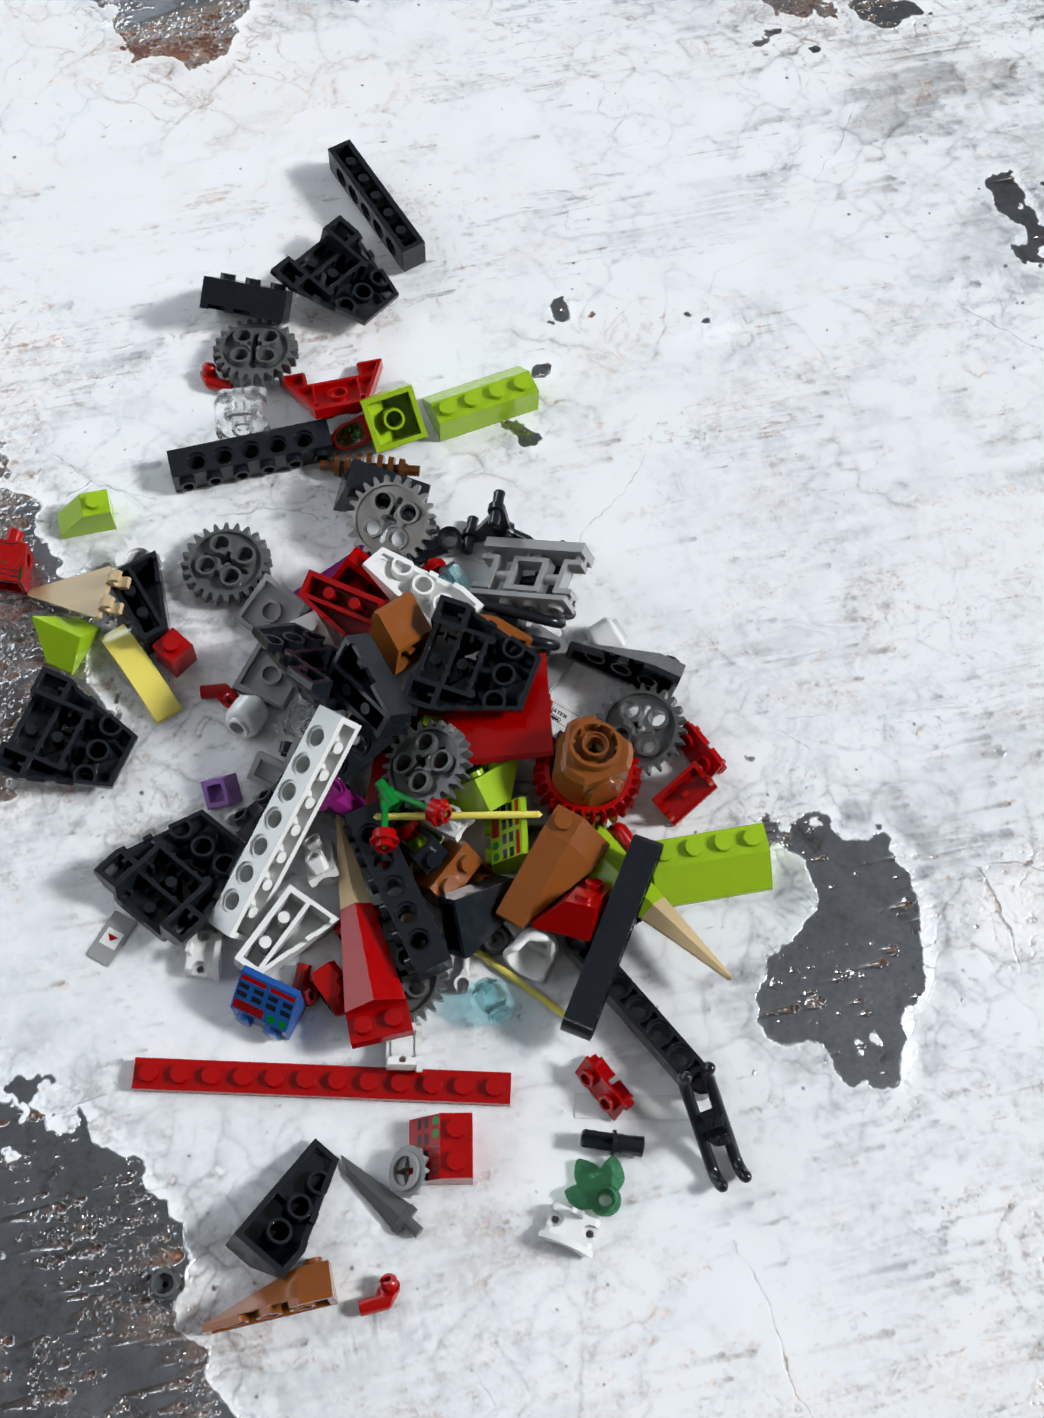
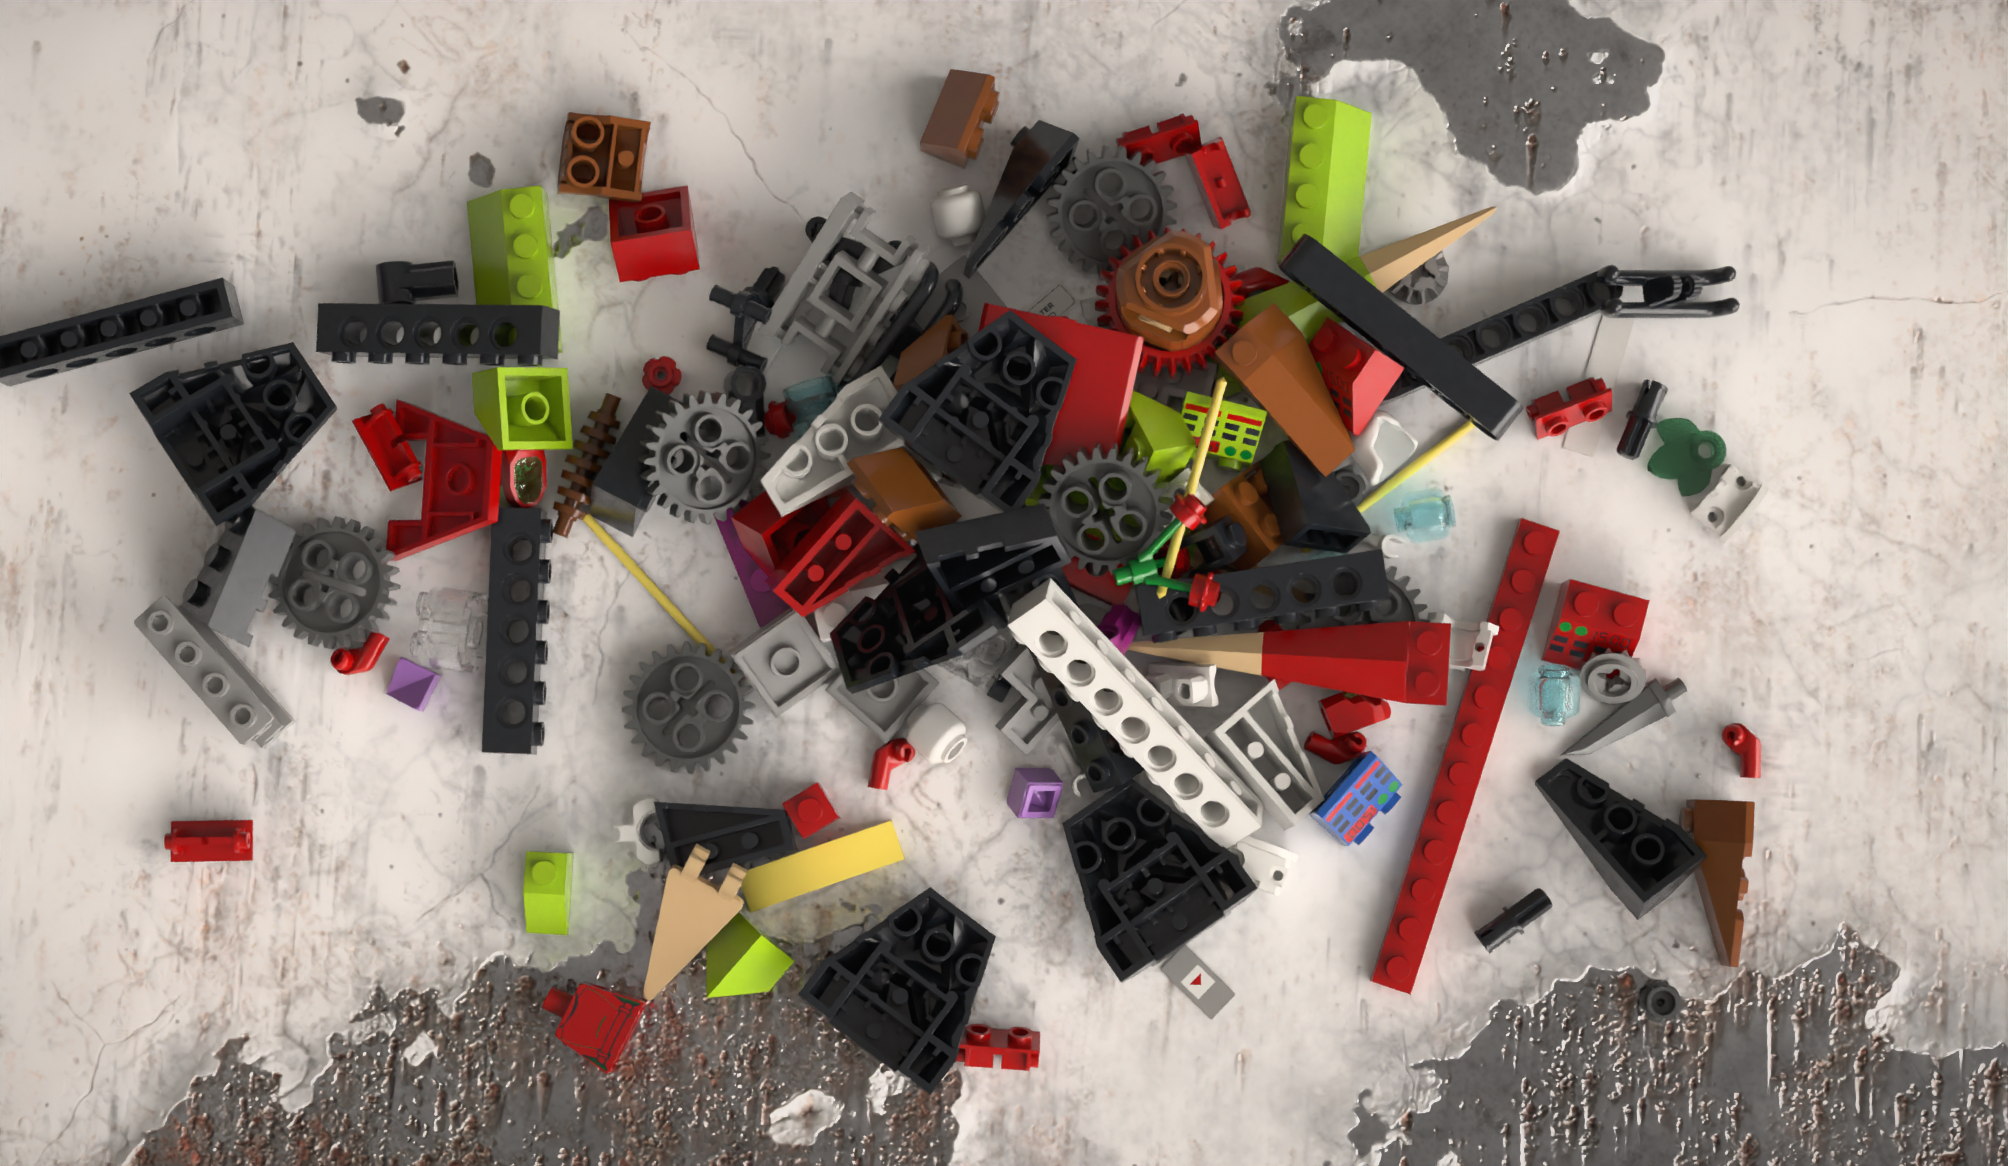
camera: 75 degrees left, 20 degrees up
(36, 801) = (1017, 1046): none -> red hinge
(78, 330) = (210, 840): none -> red hinge
(175, 299) = (214, 673): none -> light grey fence
(202, 412) = (413, 684): none -> medium lavender slope
(204, 1149) = (1513, 920): none -> black axle
(304, 524) = (650, 586): none -> light yellow axle
(344, 361) = (391, 456): none -> red hinge
(384, 1132) = (1554, 694): none -> clear light blue head
(426, 359) = (342, 323): none -> black brick
(441, 503) = (665, 365): none -> red plate
(455, 344) = (405, 283): none -> black piece
(530, 466) = (654, 235): none -> red slope
(571, 427) = (611, 155): none -> dark orange slope
(658, 957) = (1425, 288): none -> light grey gear
(670, 621) = (958, 117): none -> dark orange slope

